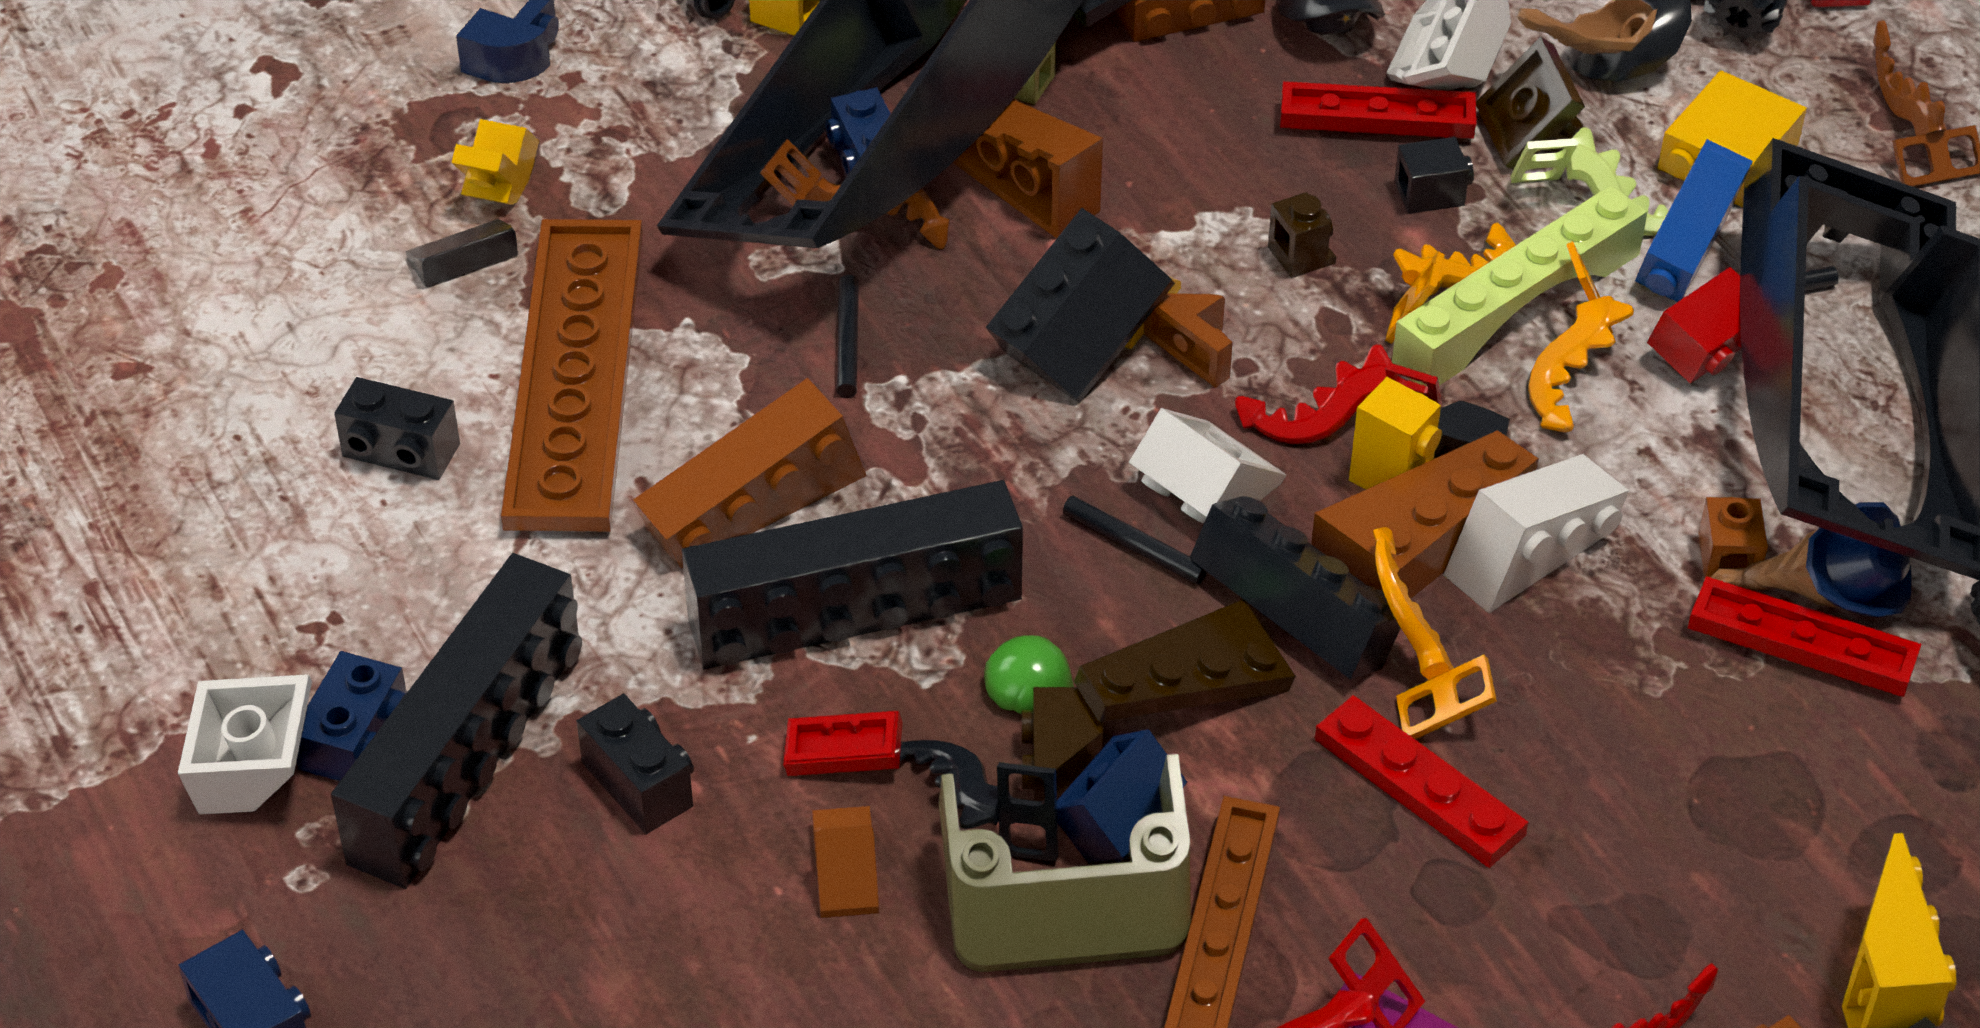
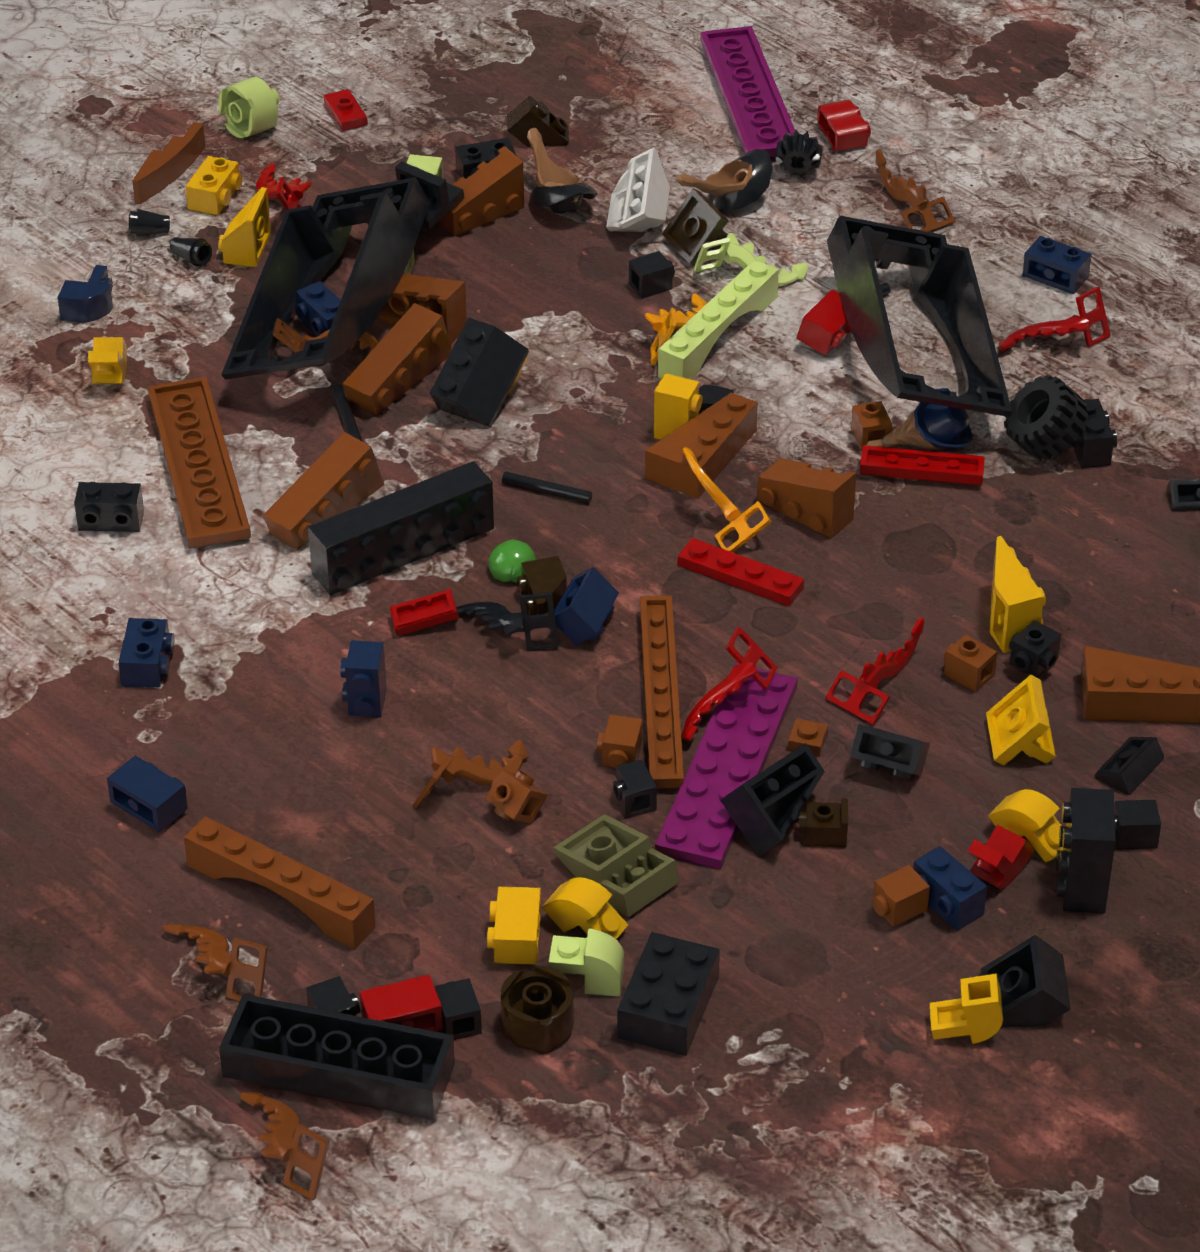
camera: 15 degrees left, 5 degrees down
(242, 741) = (95, 670): white slope -> none
(457, 721) = (210, 638): black brick -> none
(463, 252) = (105, 413): black slope -> none
(636, 762) = (313, 642): black brick -> none
(688, 861) = (365, 678): none -> dark blue brick
(845, 862) = (446, 667): dark orange slope -> none
(958, 254) = (399, 360): none -> dark orange wedge
(1069, 912) = (577, 662): olive windscreen -> none
(1188, 666) = (600, 538): dark brown wing -> none
(1192, 333) = (541, 377): dark orange slope -> none
(1200, 464) = (573, 443): white slope -> none
(1297, 586) = (646, 489): black brick -> none
(1300, 234) = (587, 317): dark brown brick -> none
(1334, 404) = (635, 399): red piece -> none
(1378, 110) = (607, 246): red plate -> none
(1533, 527) = (763, 438): white wedge -> none
(1571, 347) = (756, 347): light orange piece -> none
(1582, 658) = (809, 495): none -> dark orange wedge
(1693, 221) = (805, 270): blue slope -> none
(1733, 116) = (807, 226): yellow brick -> none

